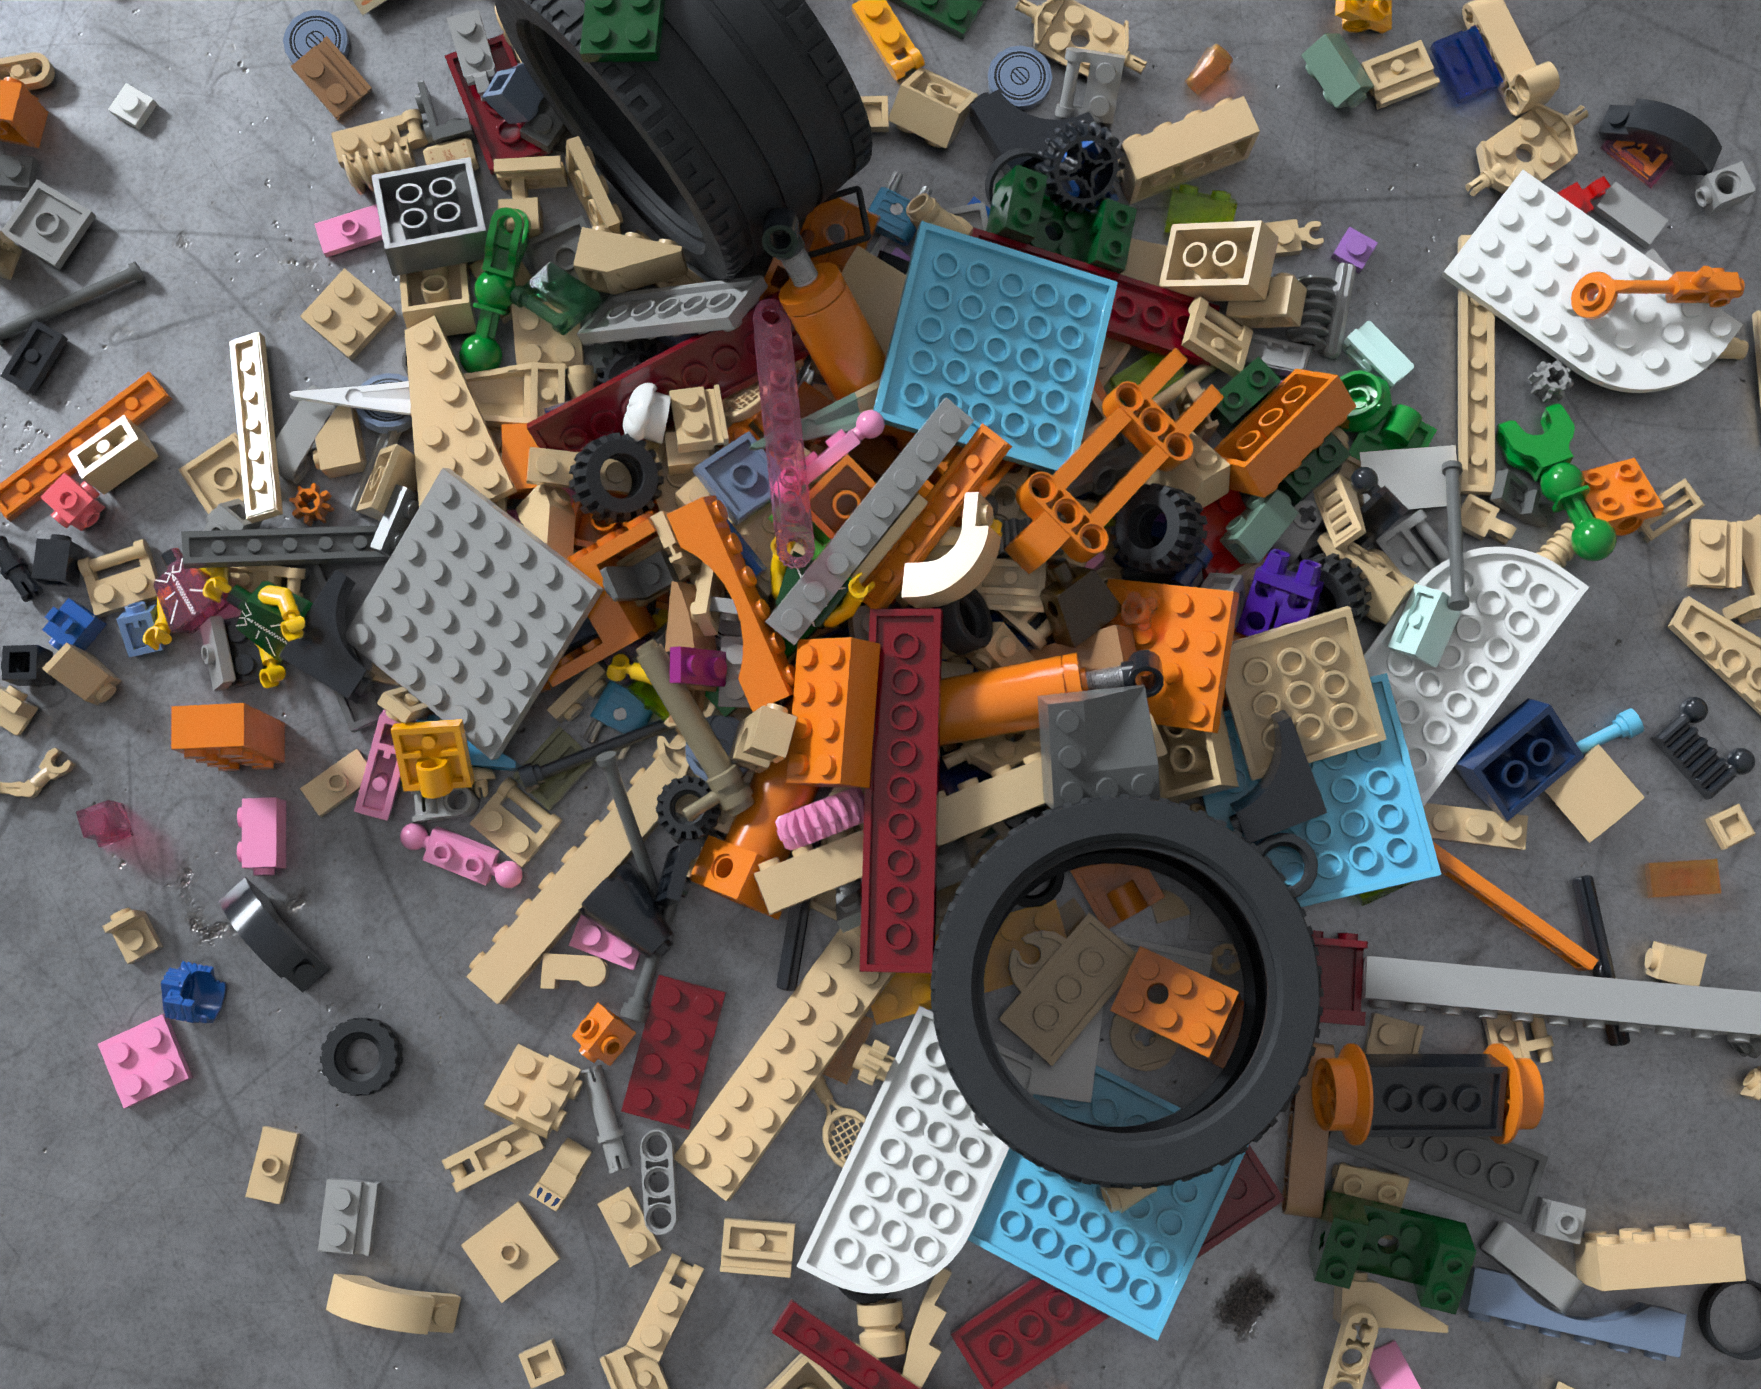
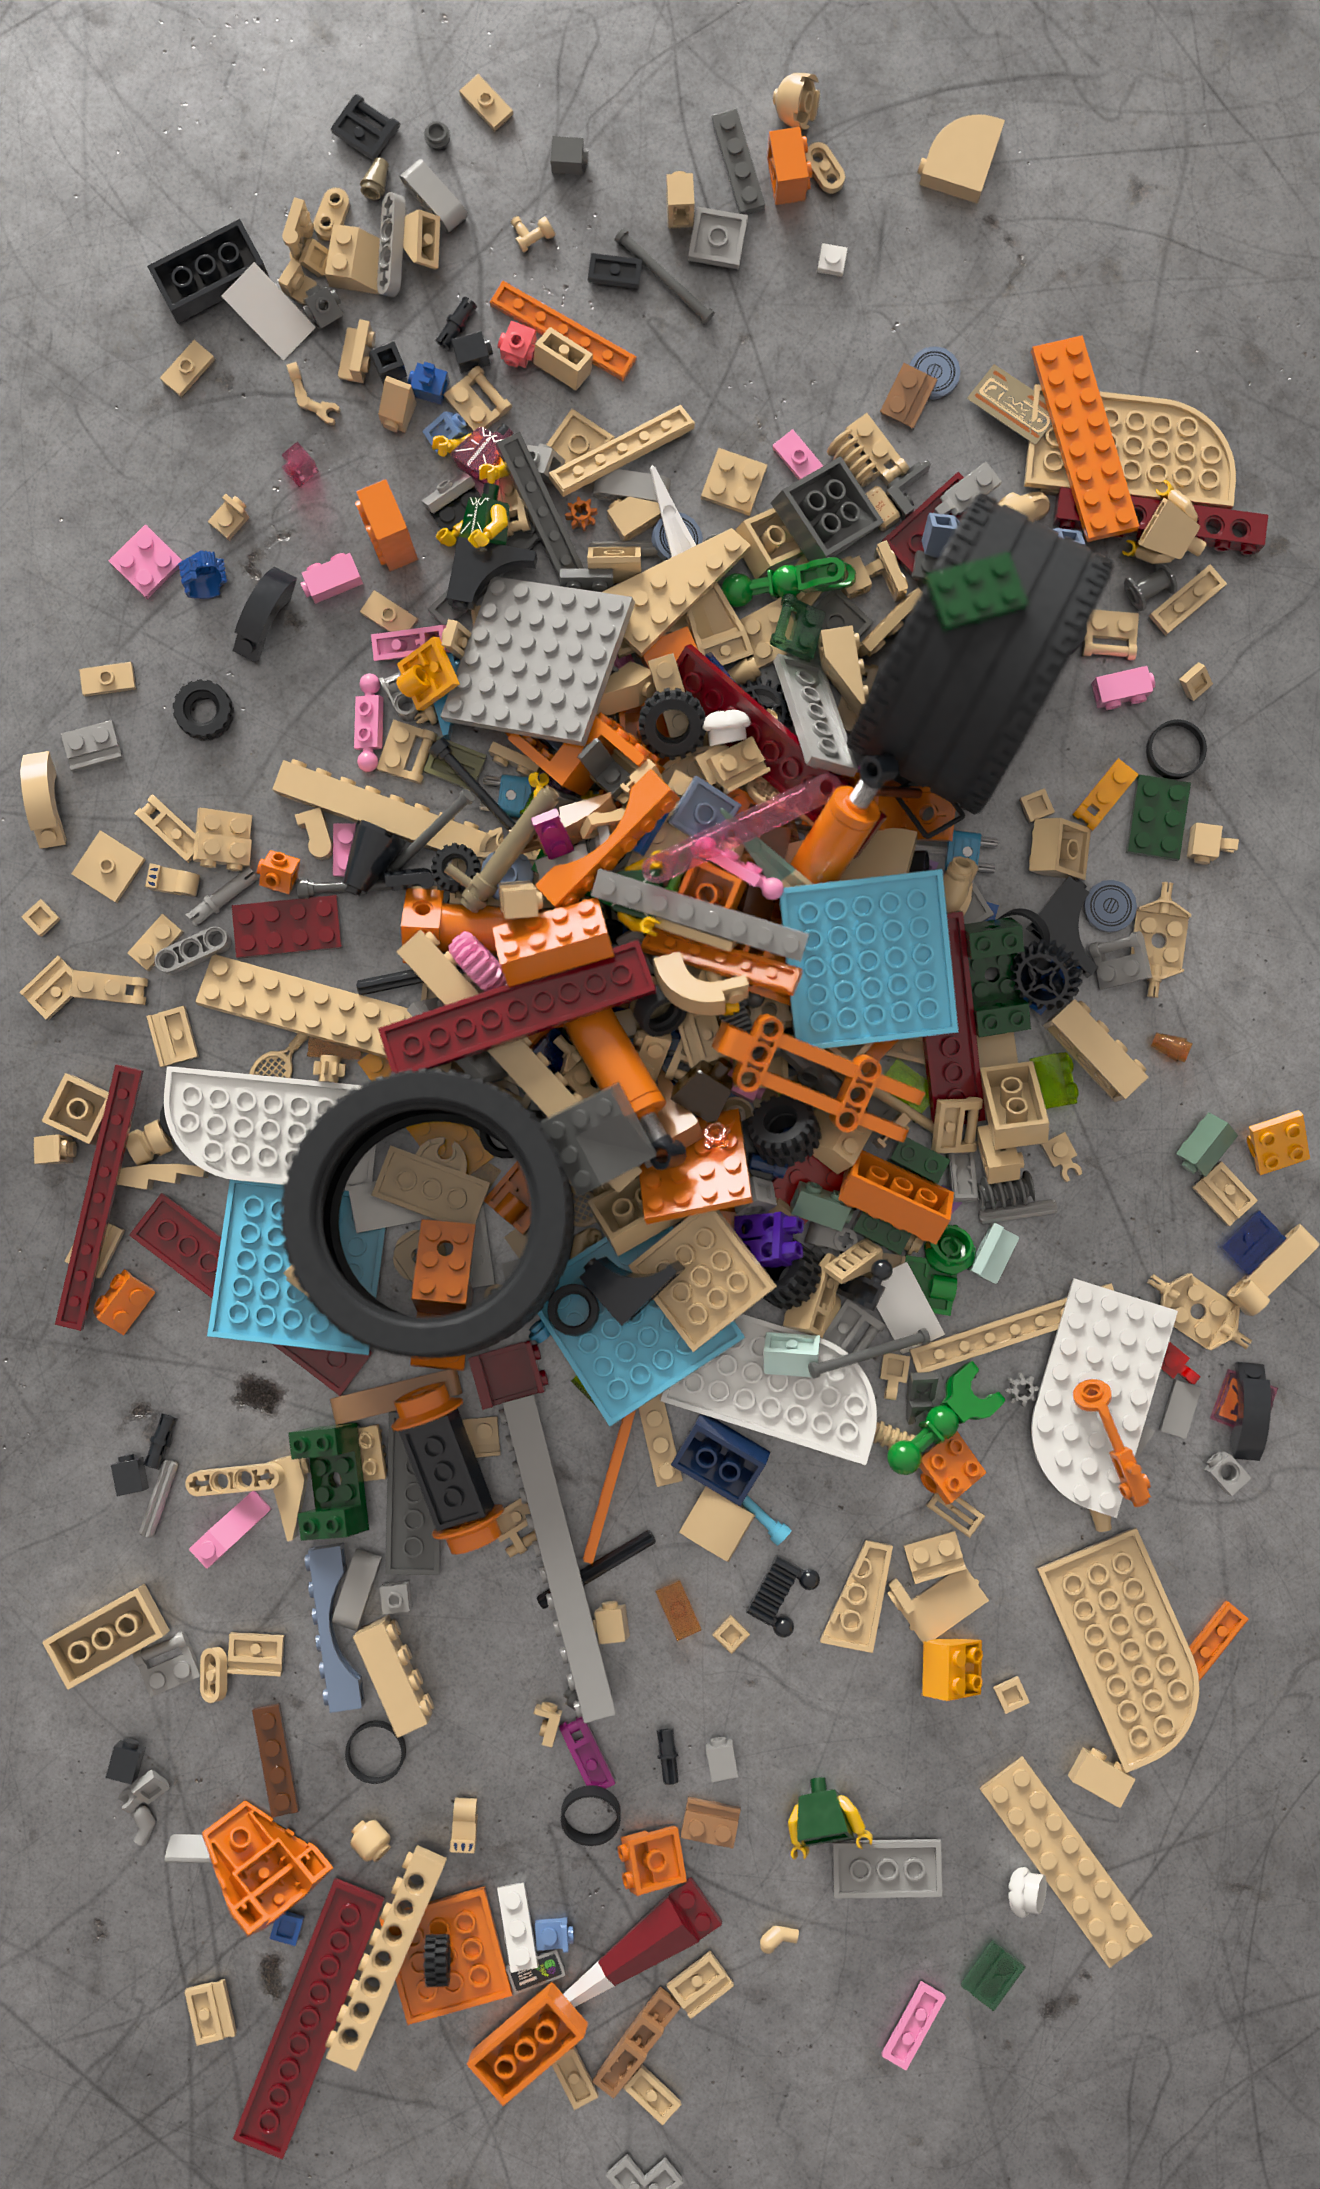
camera: 70 degrees right, 5 degrees up
(1354, 249) = (1070, 1207): medium lavender plate -> none

